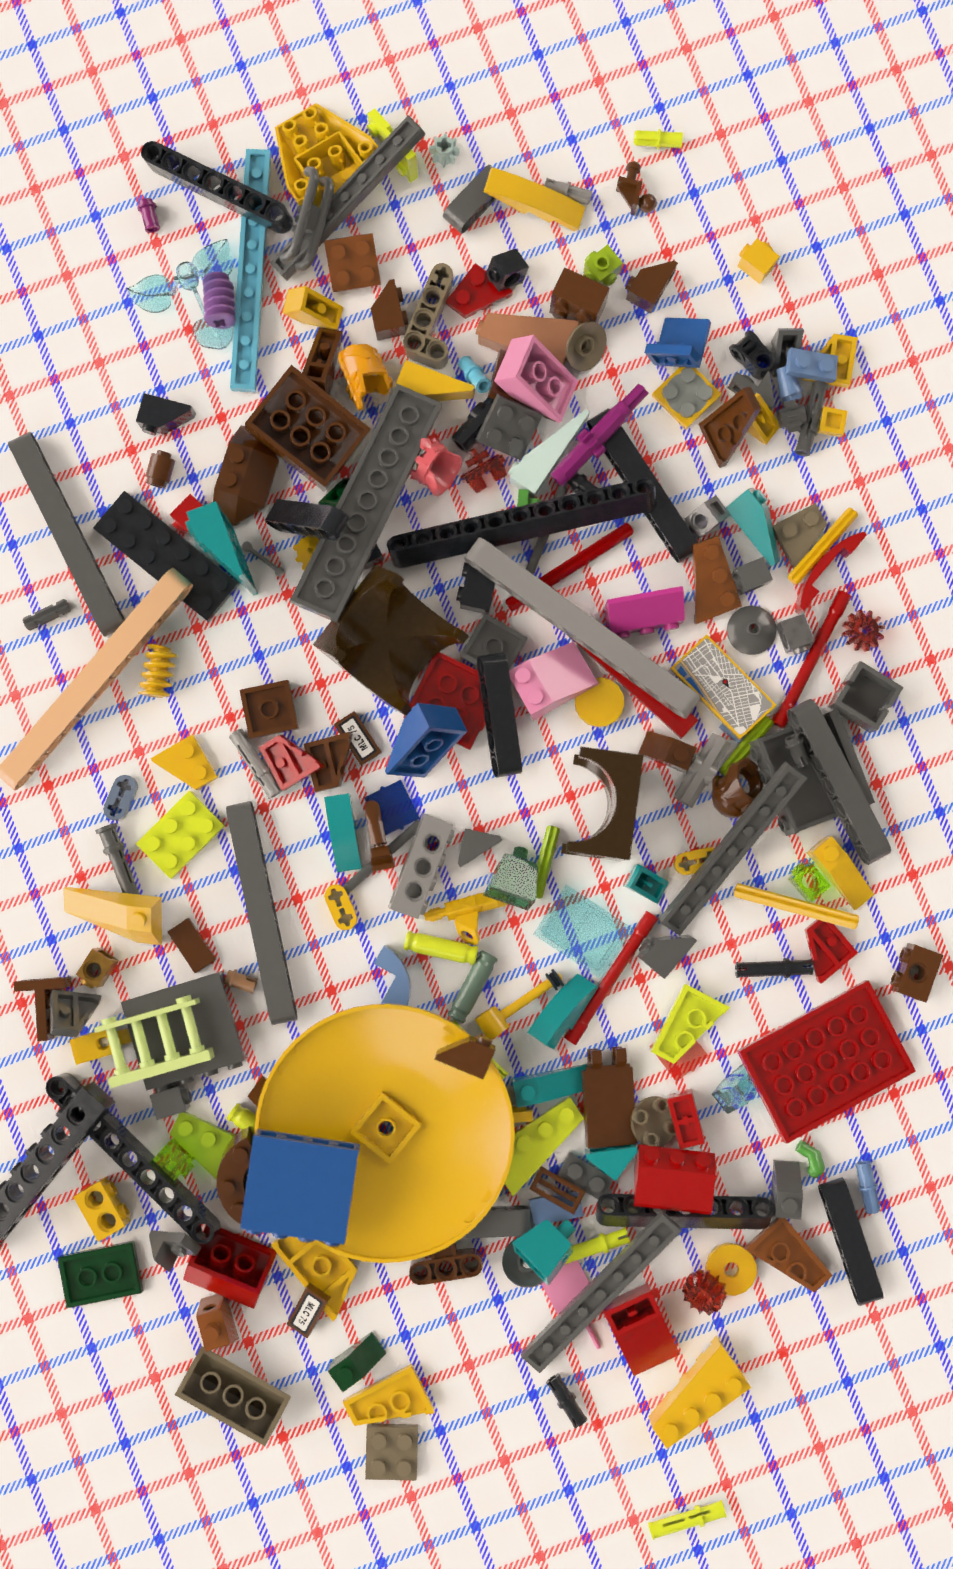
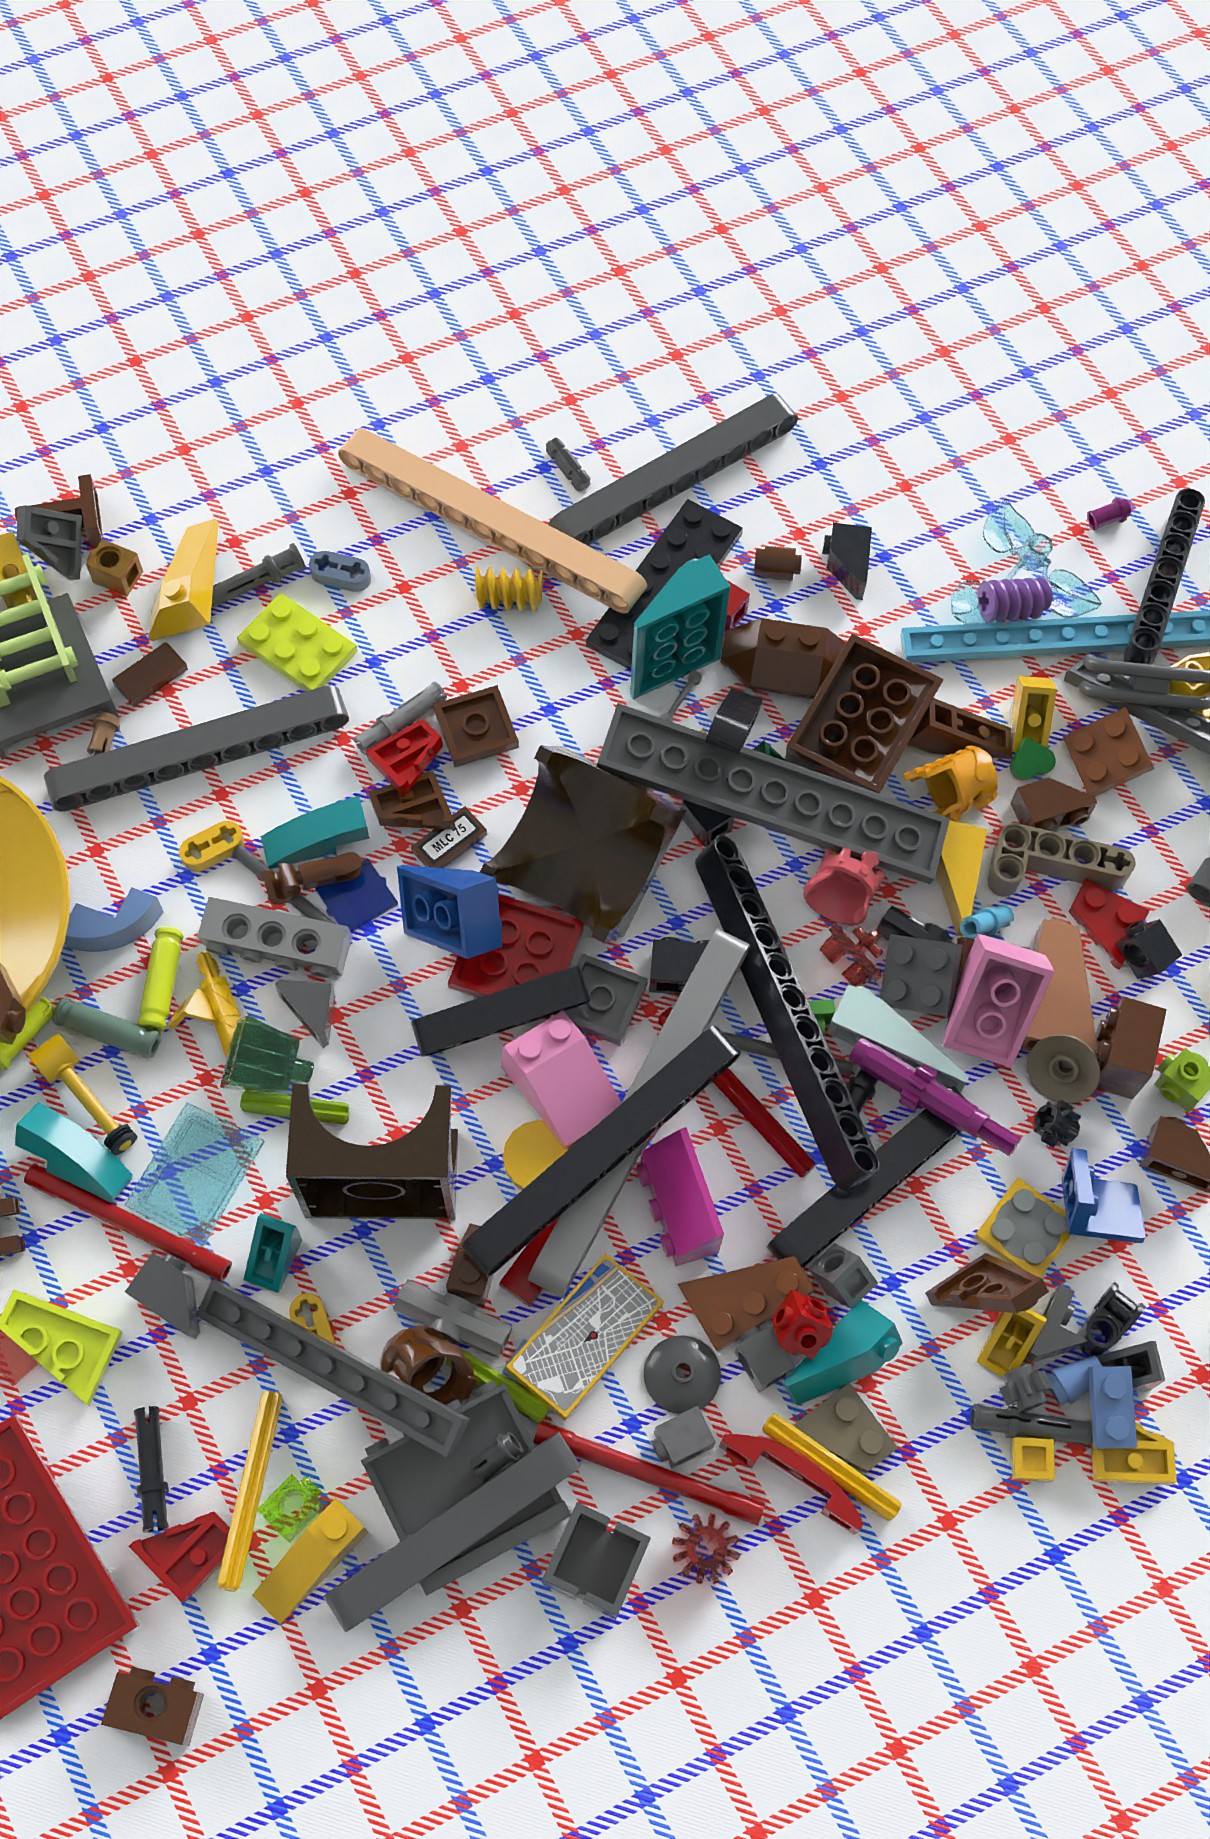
camera: 80 degrees right, 20 degrees down
(187, 763) = (393, 641): yellow wing -> none
(348, 318) = (1031, 759): none -> green tile
(615, 655) = (600, 1151): none -> black beam
(621, 359) = (1057, 1123): none -> black gear
(740, 547) = (802, 1325): none -> red brick

